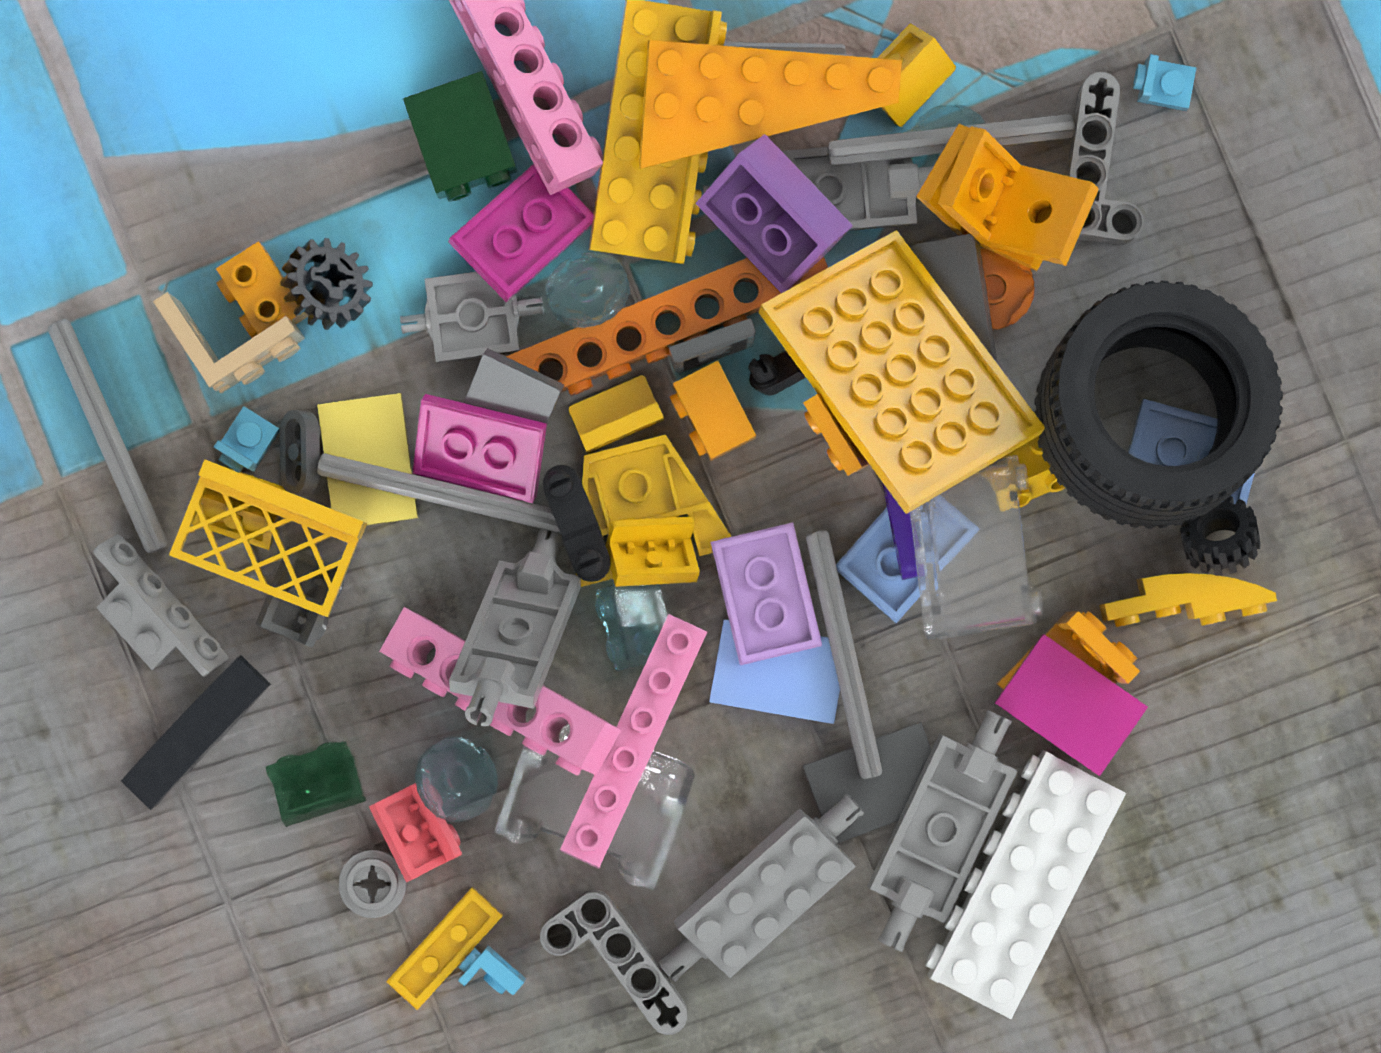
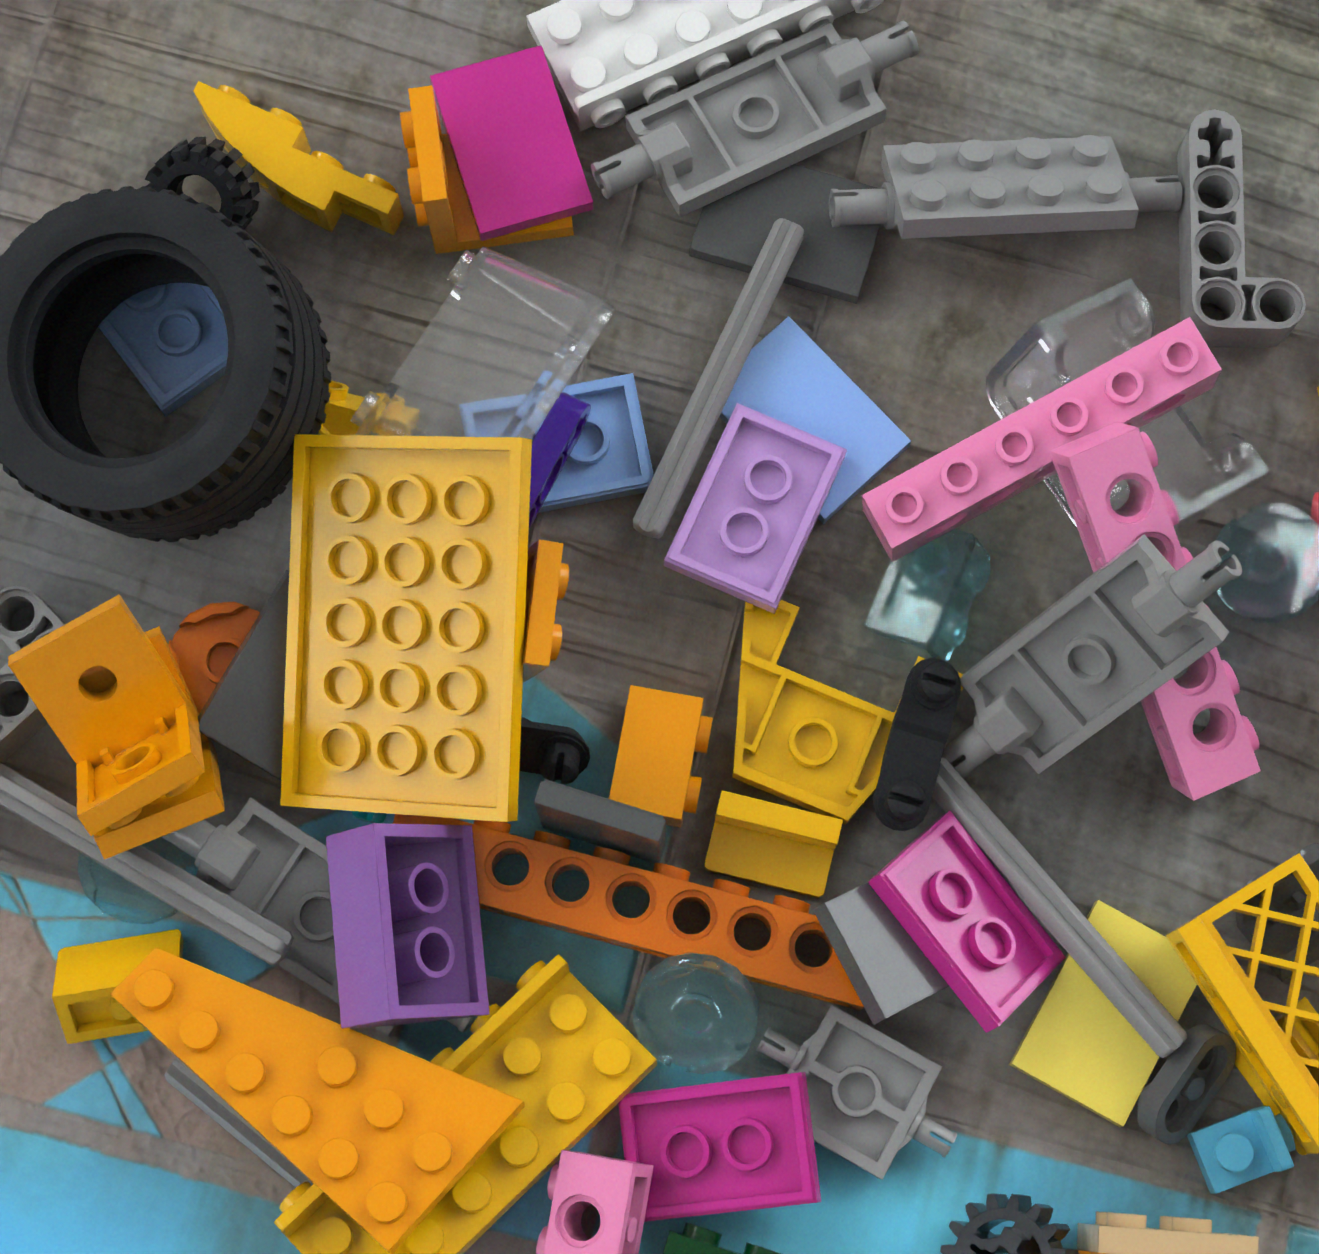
camera: 140 degrees left, 10 degrees down
(652, 551) = (852, 647): yellow bracket -> none

